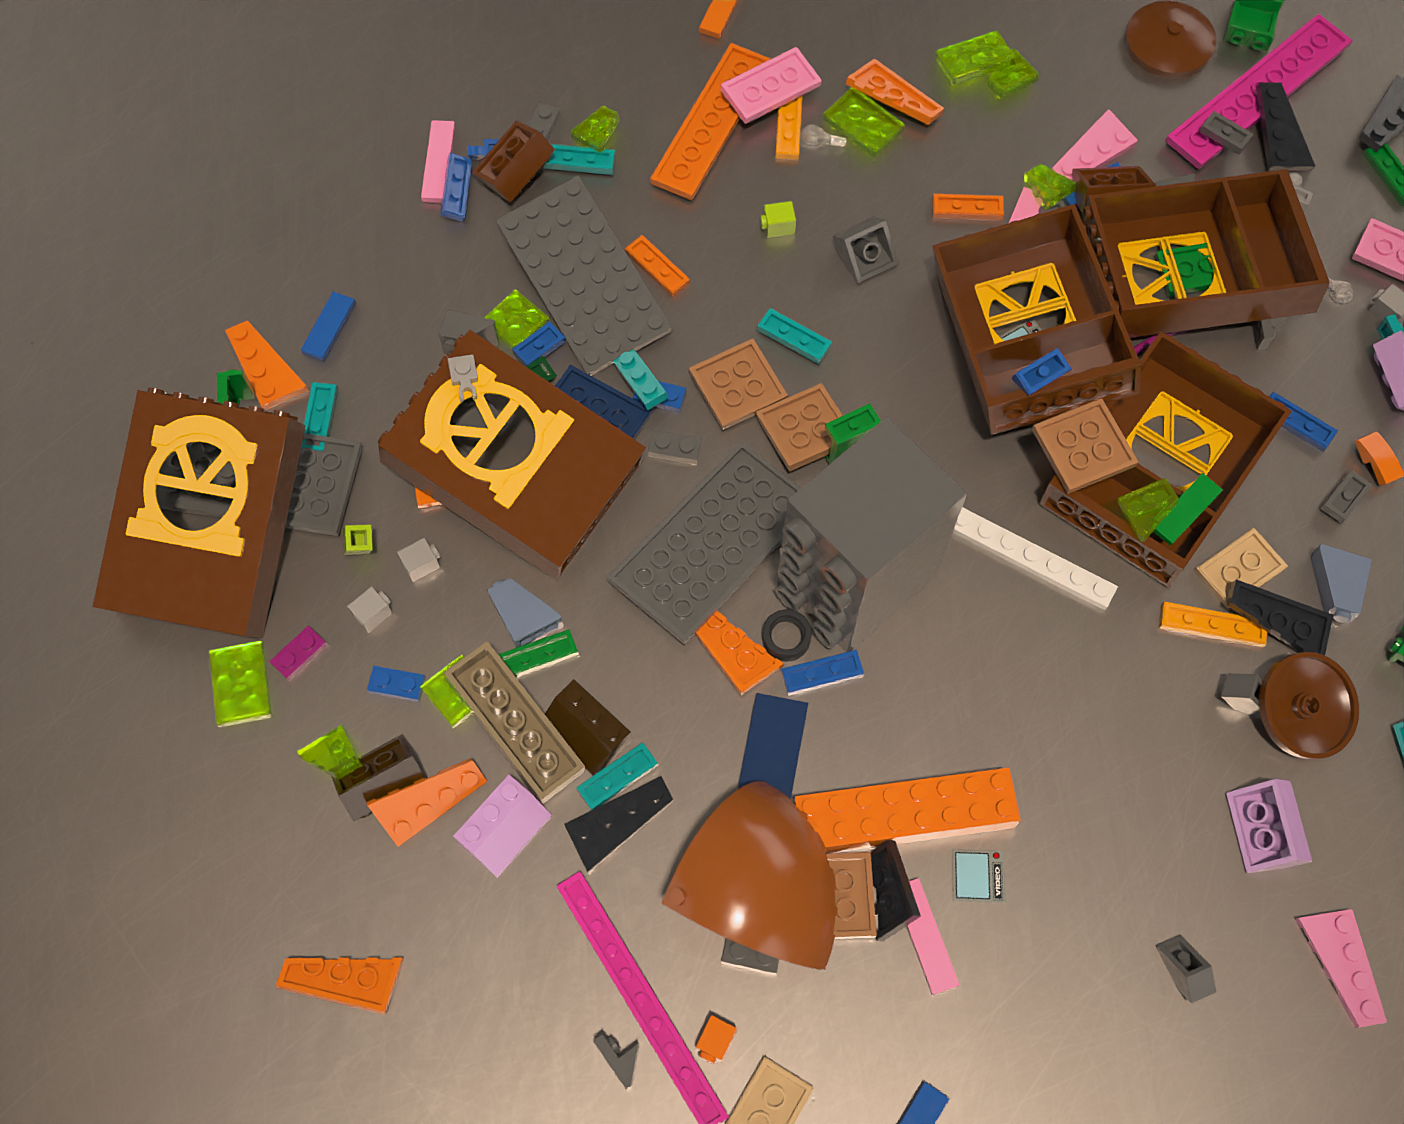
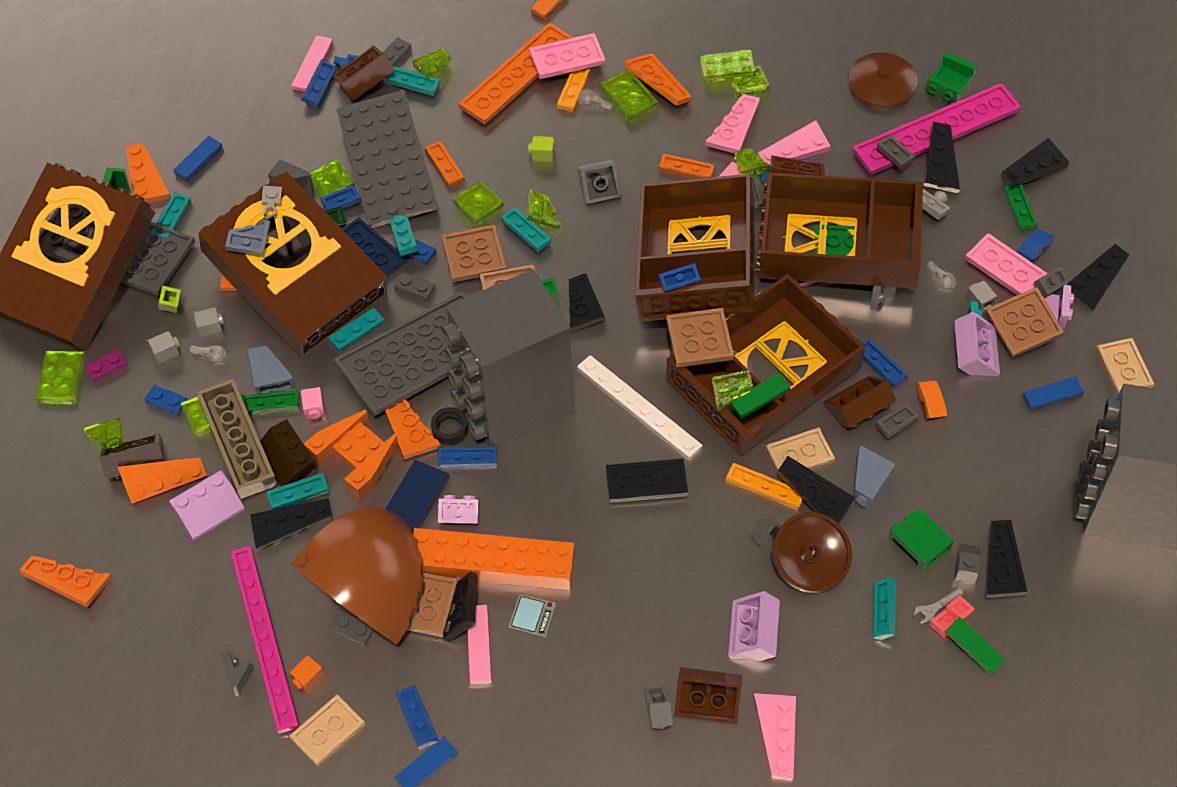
camera: 15 degrees right, 10 degrees down
(442, 602) = (215, 353): none -> clear plate
(451, 440) = (248, 239): none -> sand blue wing
(597, 645) = (312, 403): none -> bright pink brick
(618, 525) = (356, 330): none -> teal plate
(678, 697) = (357, 449): none -> orange wedge
(720, 311) = (478, 202): none -> clear neon green plate
(805, 305) = (541, 211): none -> clear neon green wing
(838, 751) = (458, 510): none -> lavender bracket
(878, 1061) = (416, 717): none -> blue tile
(897, 408) = (583, 304): none -> black wing
(1011, 140) = (735, 125): none -> bright pink wing
(1064, 652) = (646, 480): none -> black plate
(1245, 934) = (708, 695): none -> reddish brown slope
(1293, 480) = (860, 401): none -> reddish brown slope

